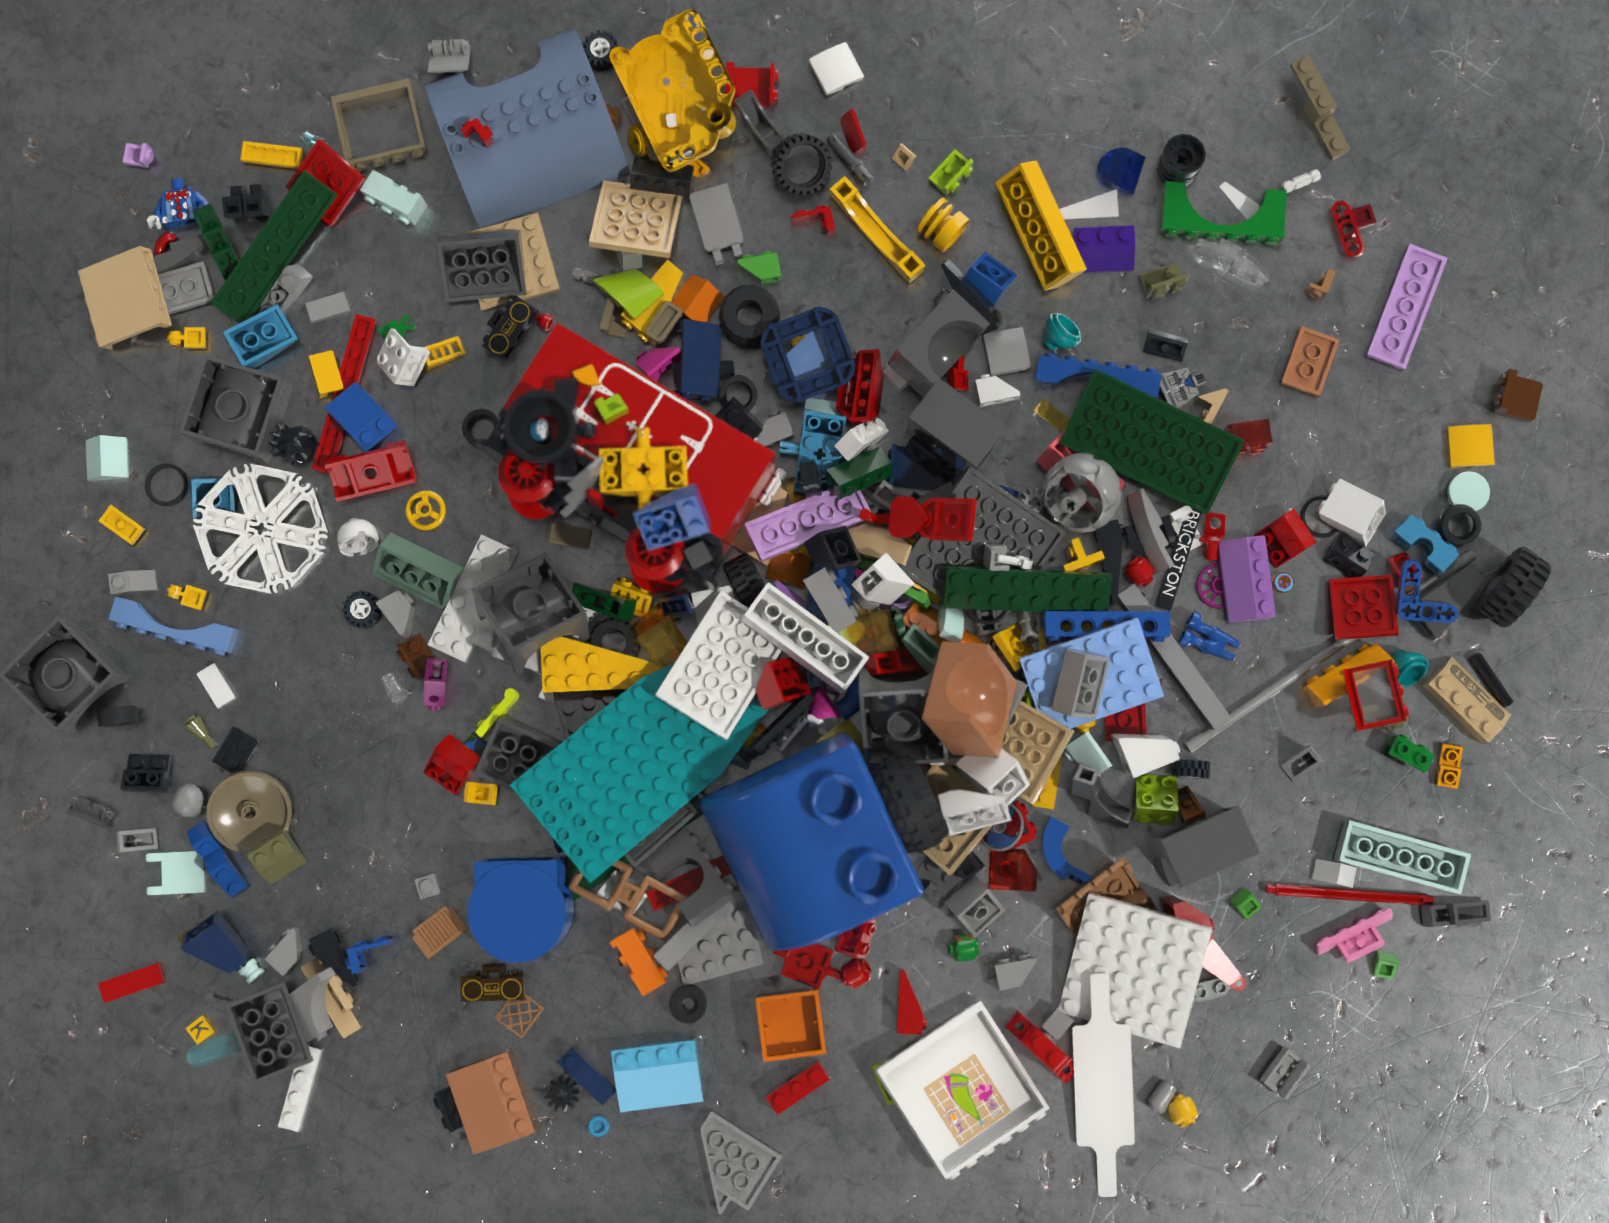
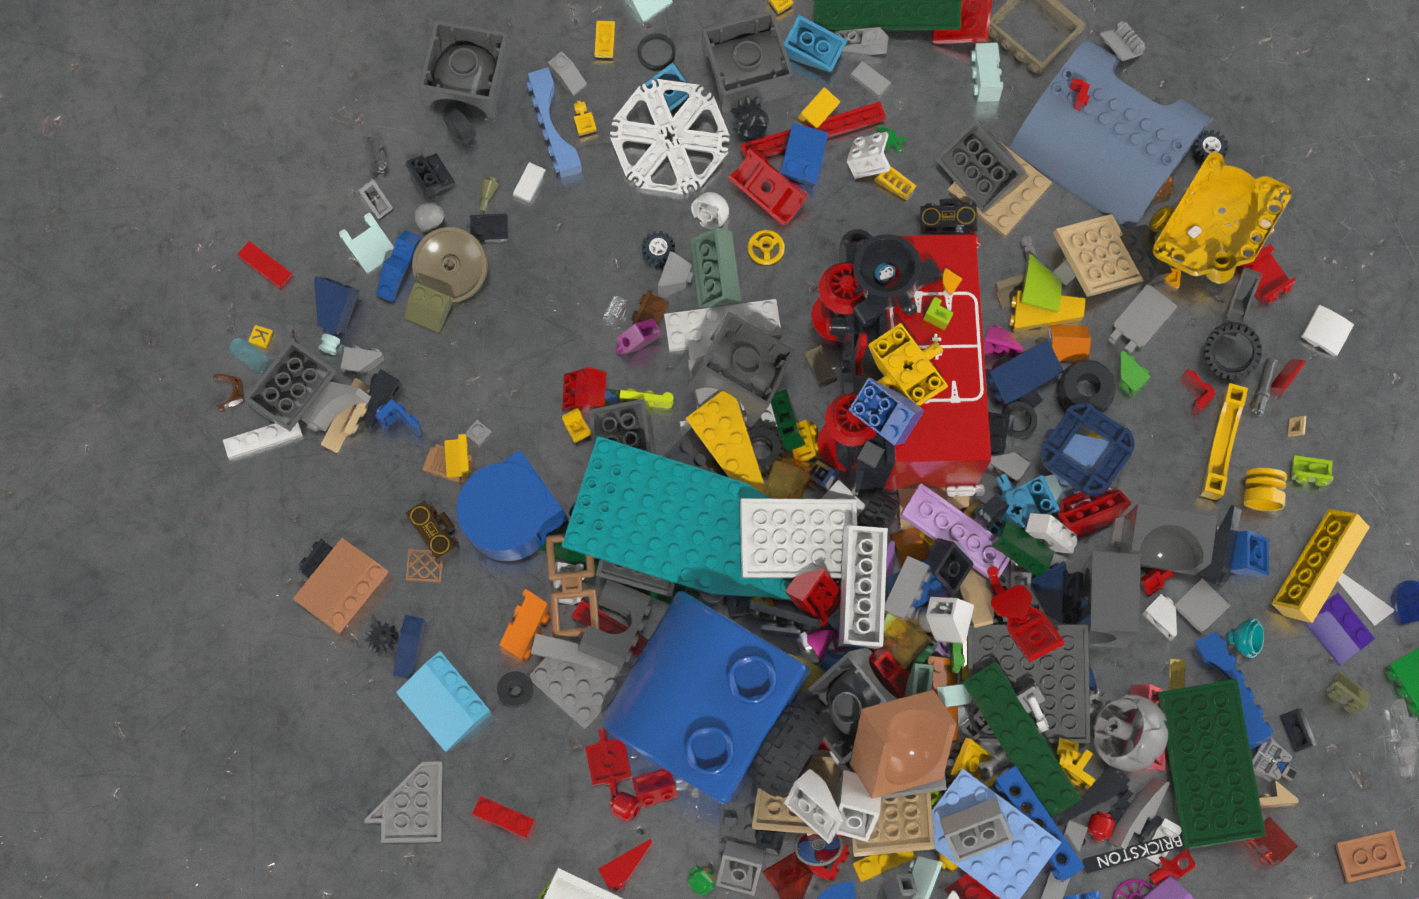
camera: 55 degrees right, 10 degrees down
(242, 1085) = (237, 395): none -> reddish brown helmet
(438, 920) = (457, 457): none -> yellow panel
(580, 483) = (871, 326): light grey slope -> none
(598, 1126) = (374, 682): dark azure tile -> none
(664, 322) = (1034, 326): dark tan piece -> none
(790, 1025) = (550, 778): orange container -> none
(1062, 556) = (1068, 752): none -> yellow plate

